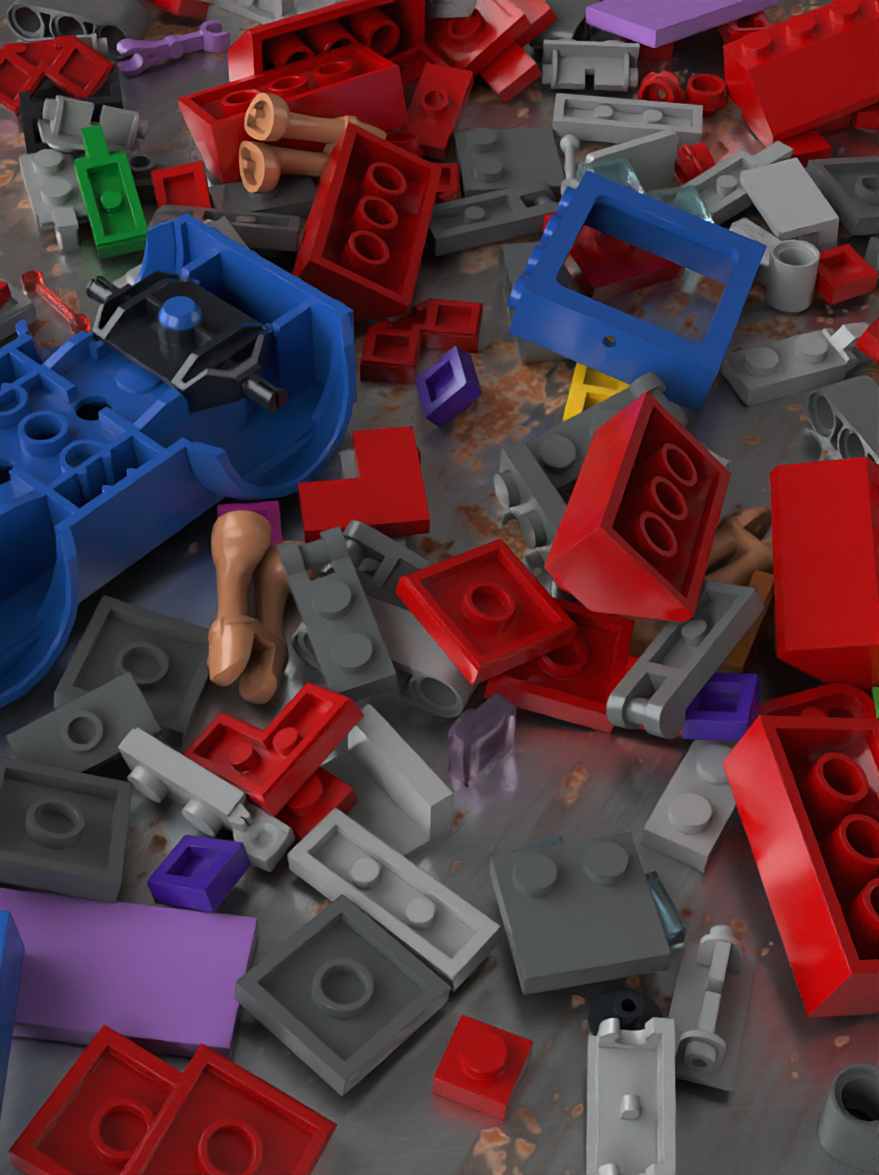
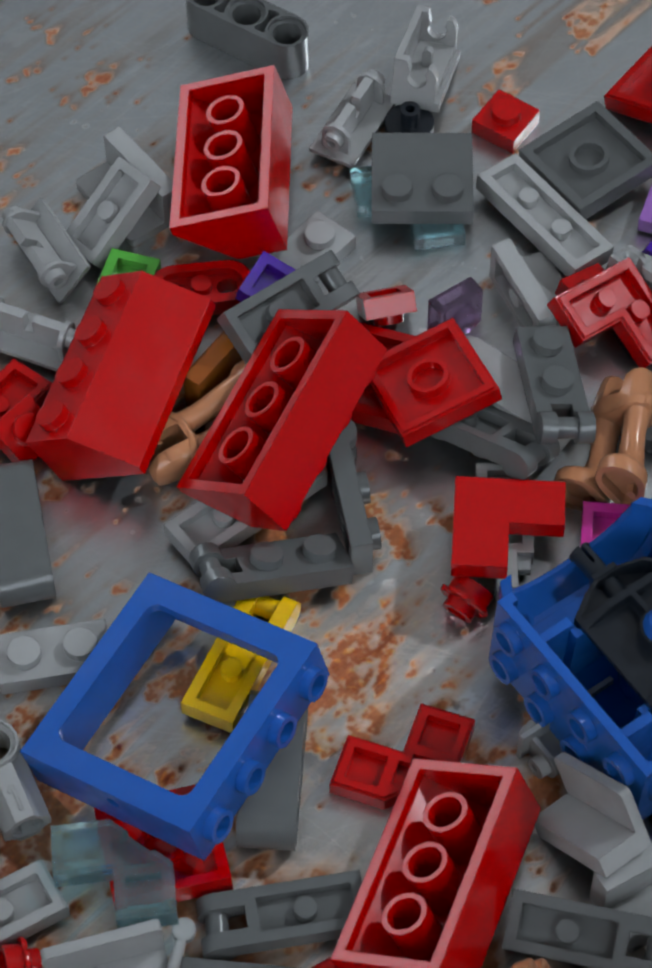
camera: 165 degrees left, 10 degrees up
(448, 387) = (396, 663): dark purple plate -> none
(573, 737) = (386, 305): none -> plate

